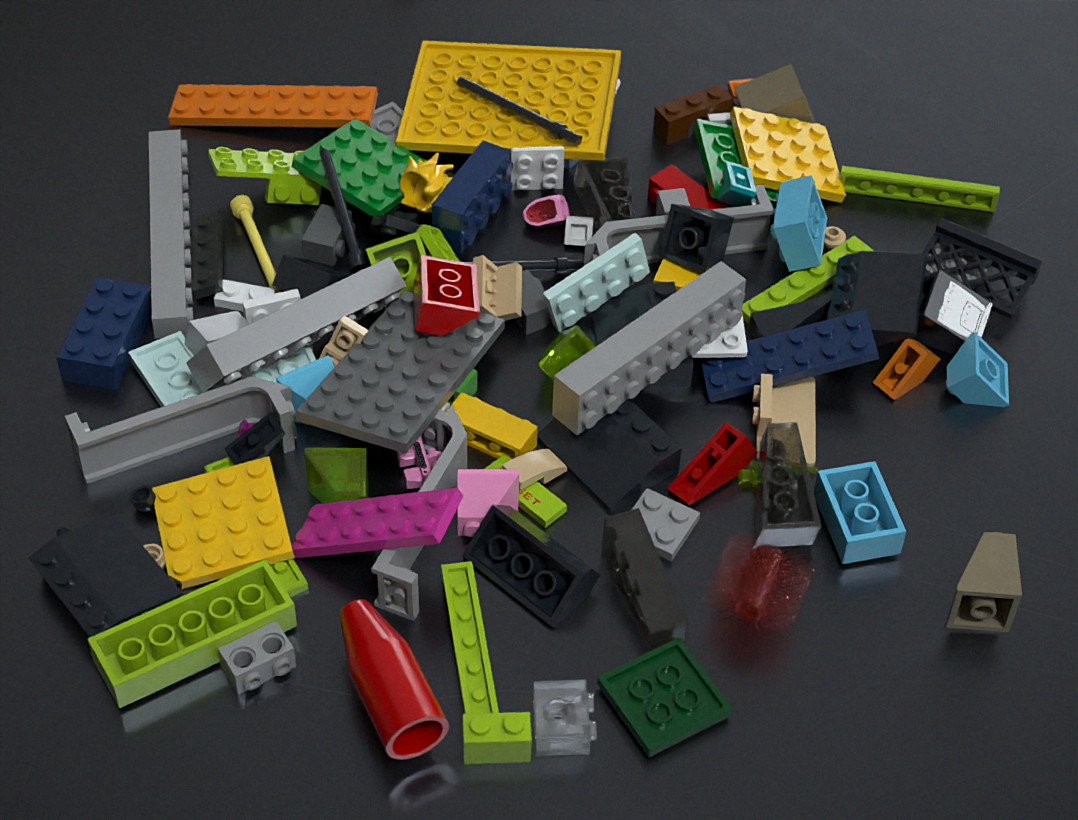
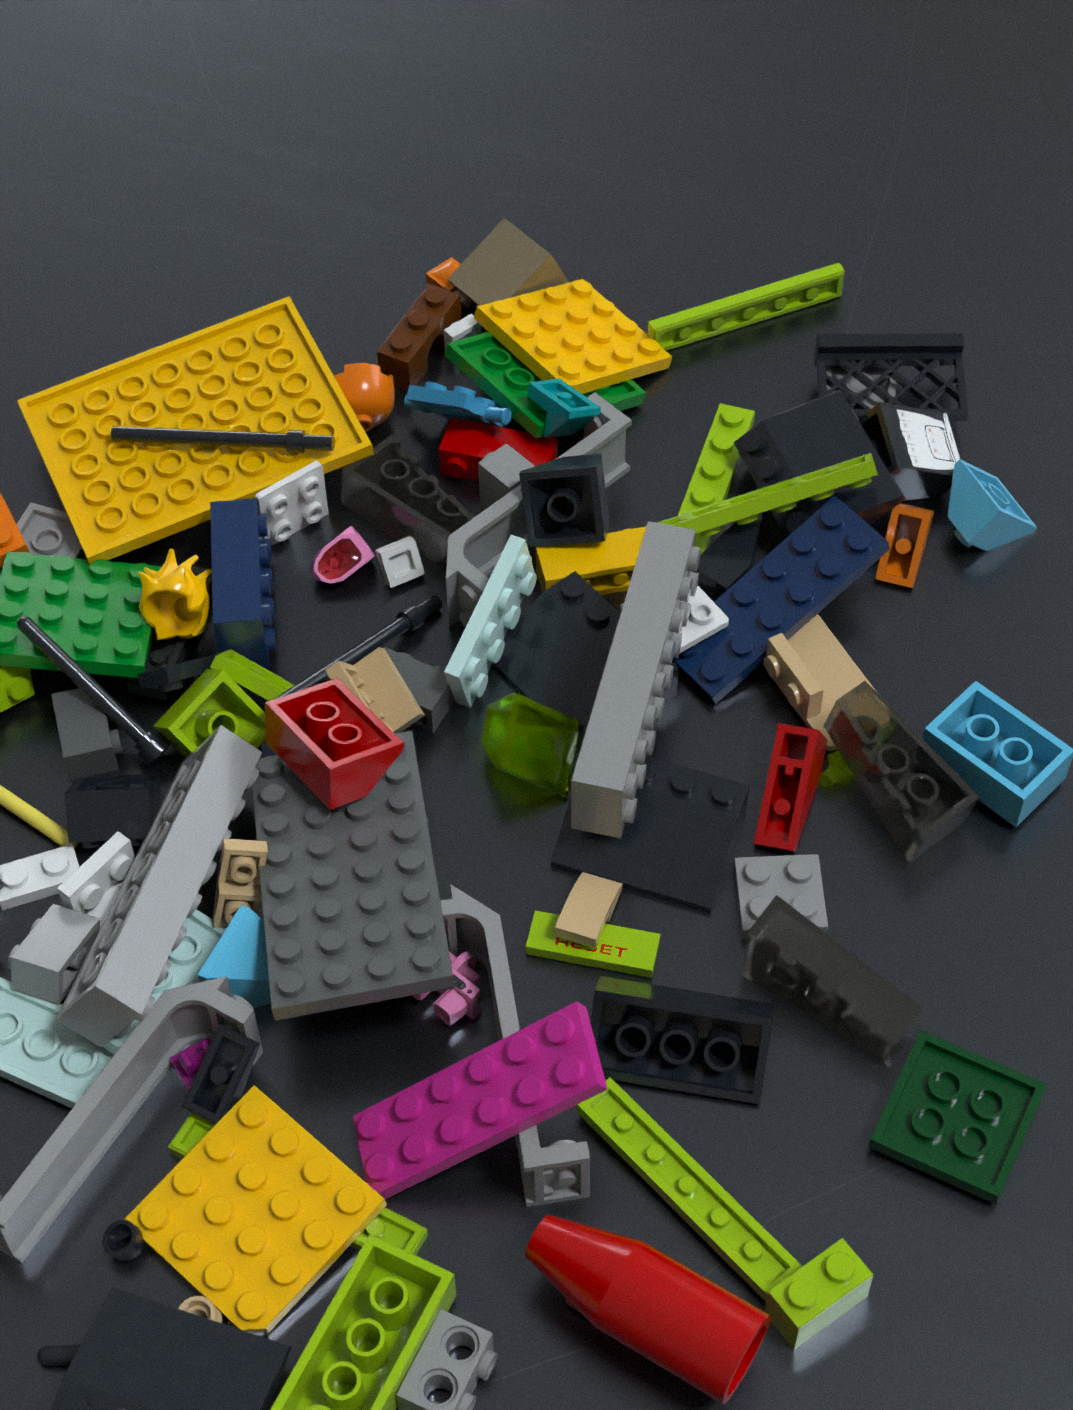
camera: 30 degrees left, 5 degrees up
(337, 473) = (366, 1062): clear neon green slope -> none
(480, 491) = (566, 976): bright pink slope -> none
(494, 429) = (504, 882): yellow brick -> none
(572, 703) = (875, 1193): clear brick -> none
(628, 129) = (368, 393): none -> orange cylinder
(678, 156) = (456, 404): none -> dark azure plate
(759, 583) = (972, 910): clear red piece -> none
(799, 223) = (662, 420): medium azure brick -> none
(831, 296) = (778, 496): none -> lime plate
(833, 237) = (695, 419): tan plate -> none

